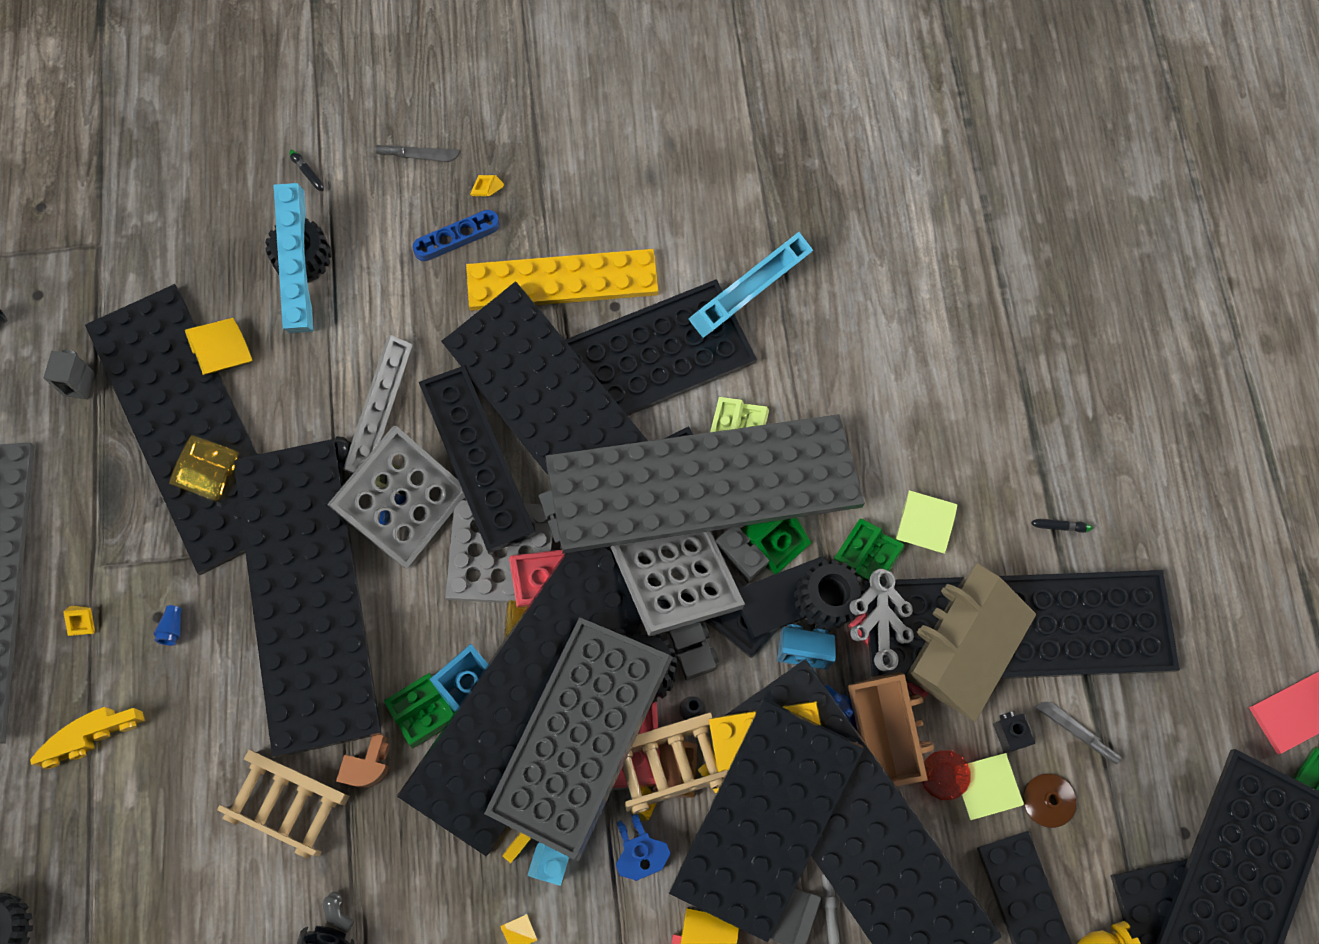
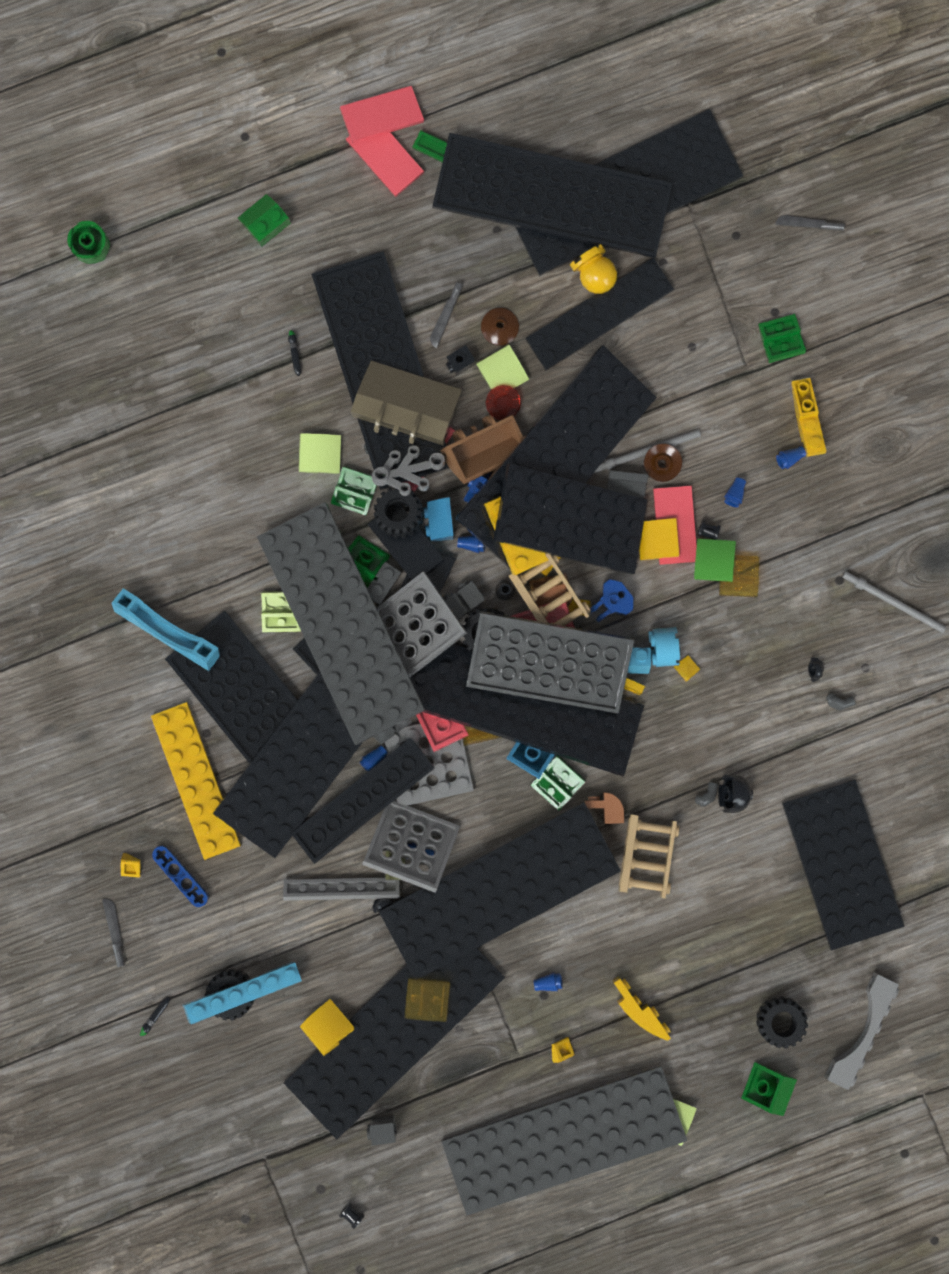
camera: 105 degrees left, 15 degrees up
(525, 485) = (373, 758): none -> blue cone
(556, 908) = (665, 647): none -> medium azure brick
(766, 676) = (470, 543): none -> blue cone
(1239, 532) = (264, 220): none -> green slope
(1242, 318) = (81, 234): none -> green brick

